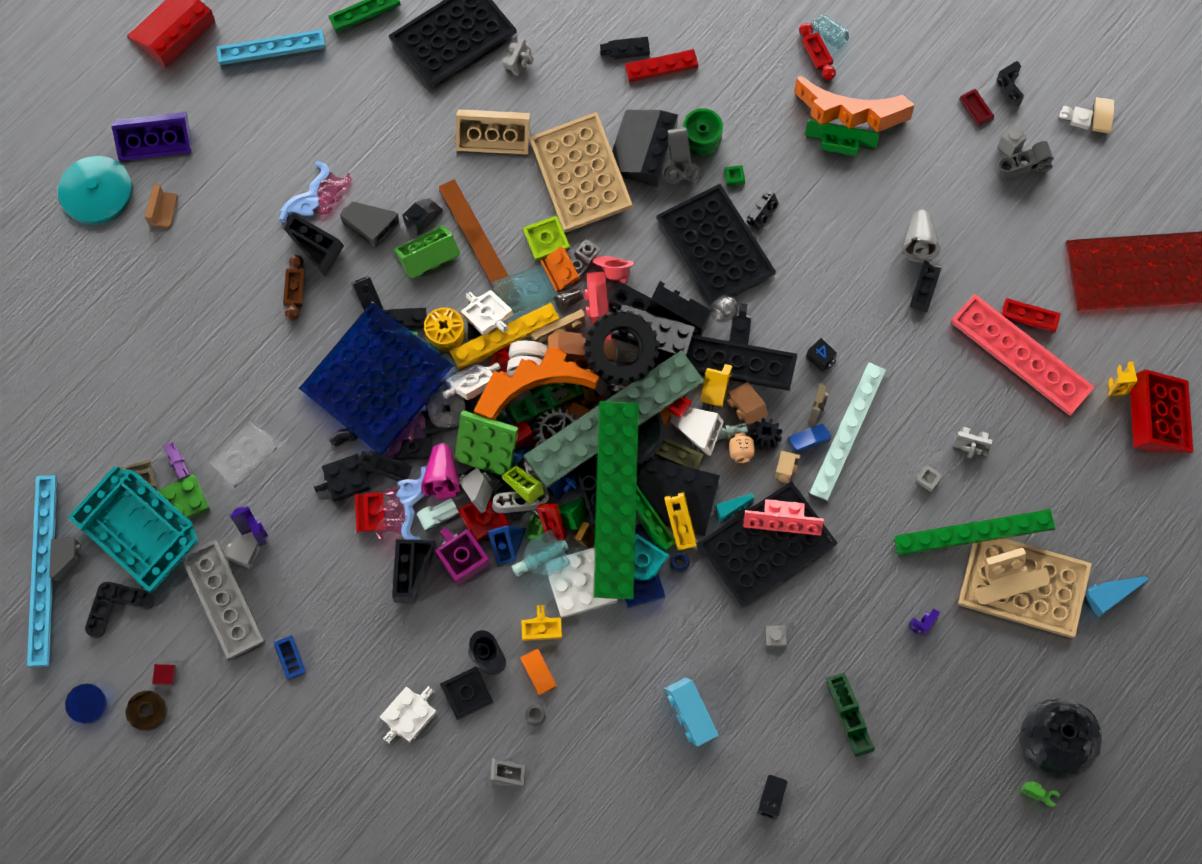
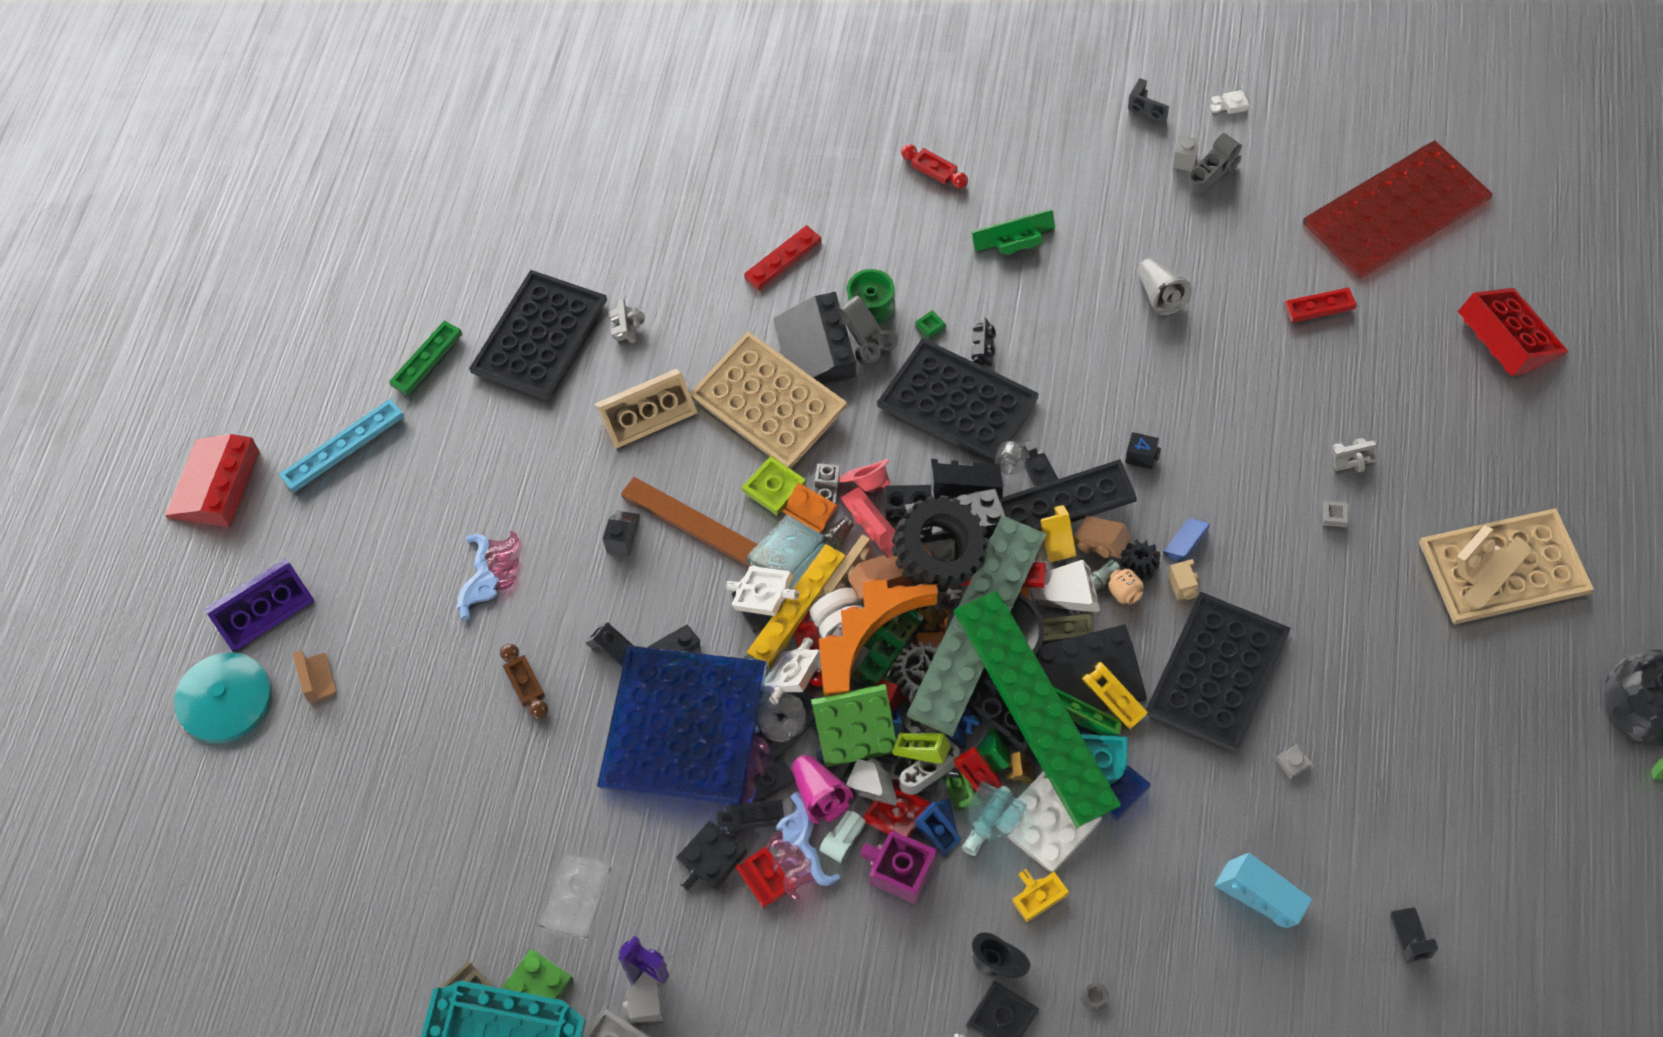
camera: 25 degrees left, 10 degrees down
(176, 460) = (501, 945): medium lavender pin -> none
(314, 242) = (519, 620): black wedge -> none
(340, 435) = (678, 809): black arm -> none
(369, 221) = (566, 567): dark grey slope -> none
(410, 568) = (851, 912): black wedge -> none
(427, 251) = (652, 564): bright green slope -> none
(444, 338) = (738, 632): yellow wheel -> none
(538, 671) = (1067, 945): orange slope -> none
(626, 48) = (734, 258): black hinge -> none
(680, 556) = (1140, 734): dark blue plate -> none
(731, 507) = (1154, 655): teal slope -> none
(783, 517) = (1221, 631): coral bracket -> none
(819, 403) = (1173, 498): dark tan plate -> none
(836, 39) = (946, 141): clear light blue slope -> none
(847, 432) = (1221, 515): light aqua plate -> none
(849, 714) = (1427, 799): dark green slope -> none
(853, 112) = (1012, 202): orange arch -> none
(925, 286) = (1198, 331): black plate -> none
(927, 622) = (1437, 661): dark purple bracket -> none
(974, 532) = (1420, 541): green plate -> none
(976, 107) = (1127, 142): dark red tile -> none
(1022, 354) = (1340, 346): coral plate -> none
(1103, 115) = (1255, 89): tan slope -> none
(1111, 593) = (1595, 528): dark azure slope -> none
(1124, 381) = (1458, 317): yellow hinge -> none

